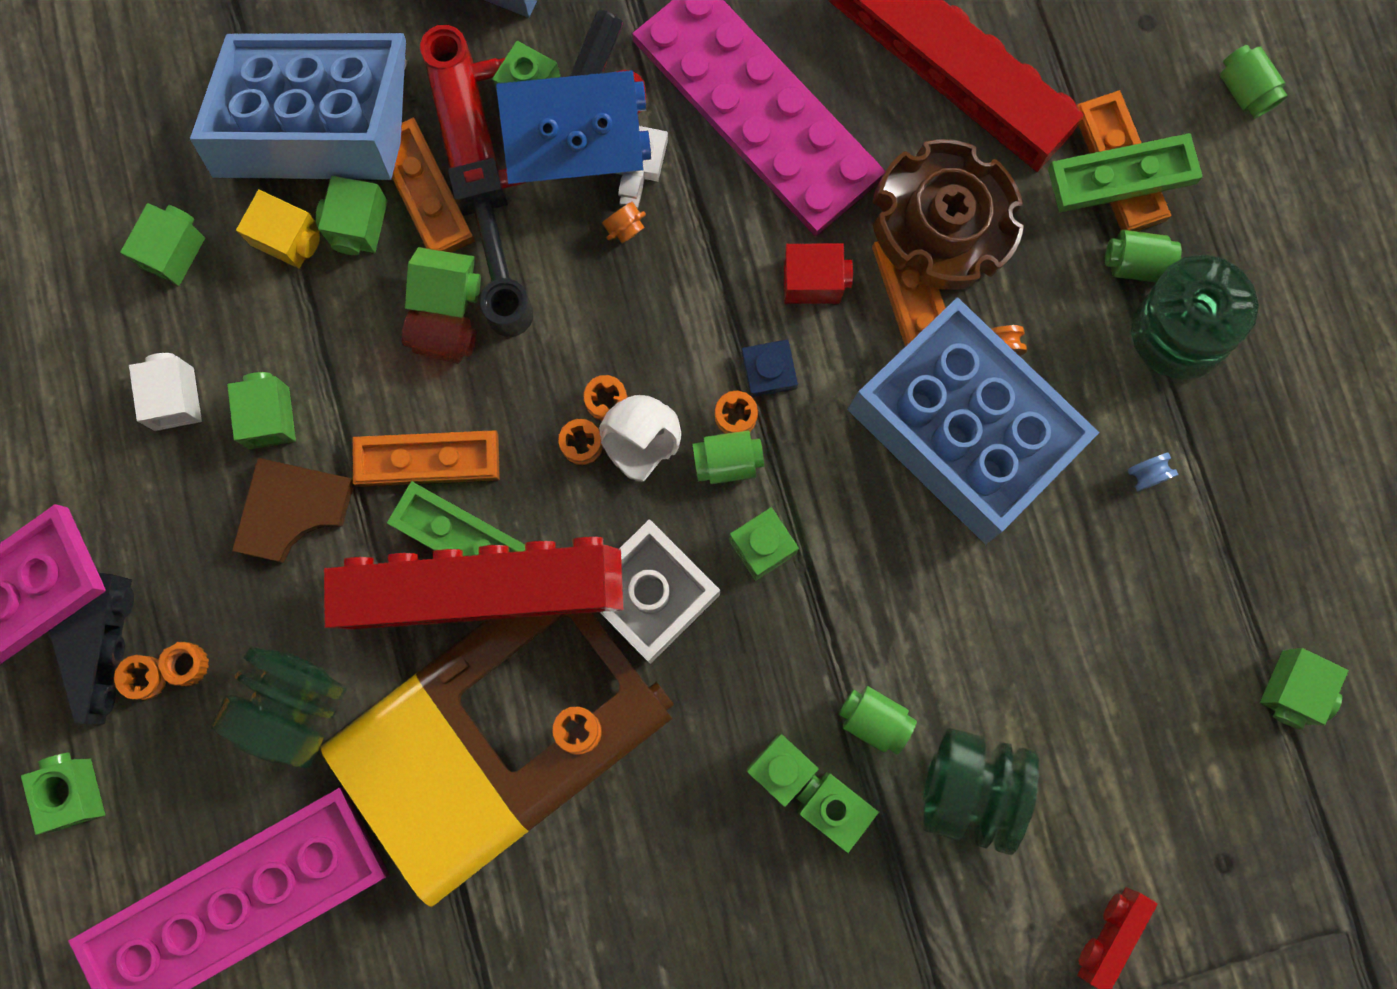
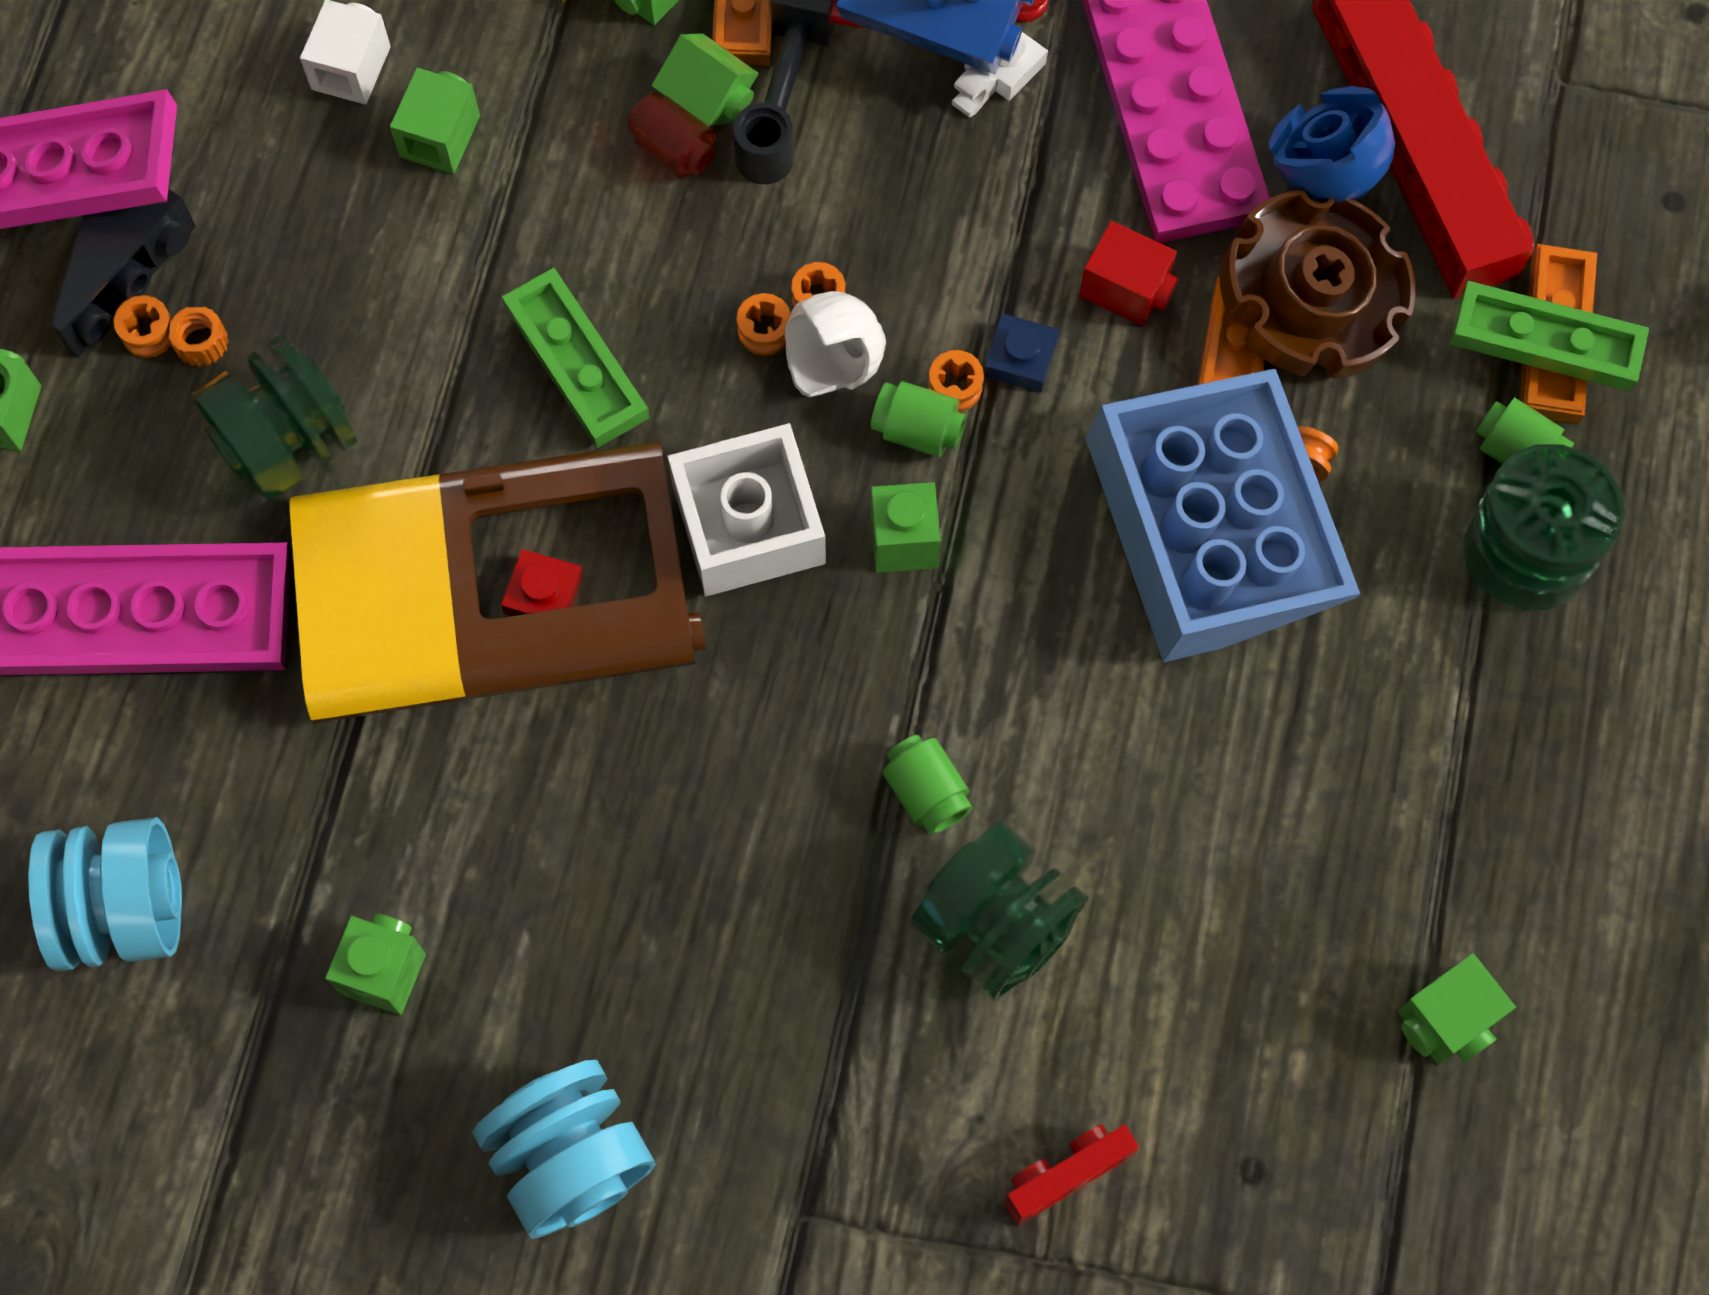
camera: 25 degrees right, 10 degrees down
(286, 505) = (404, 231): reddish brown tile -> none
(425, 458) = (584, 258): orange tile -> none
(474, 587) = (558, 398): red brick -> none
(533, 718) = (541, 584): none -> red plate
(562, 736) = (574, 587): orange bush -> none
(624, 223) = (945, 121): orange plate -> none
(782, 769) = (786, 777): bright green brick -> none
(835, 810) = (822, 856): bright green brick -> none
(908, 104) = (1336, 146): none -> blue cylinder
(1152, 472) = (1405, 680): medium blue bush -> none

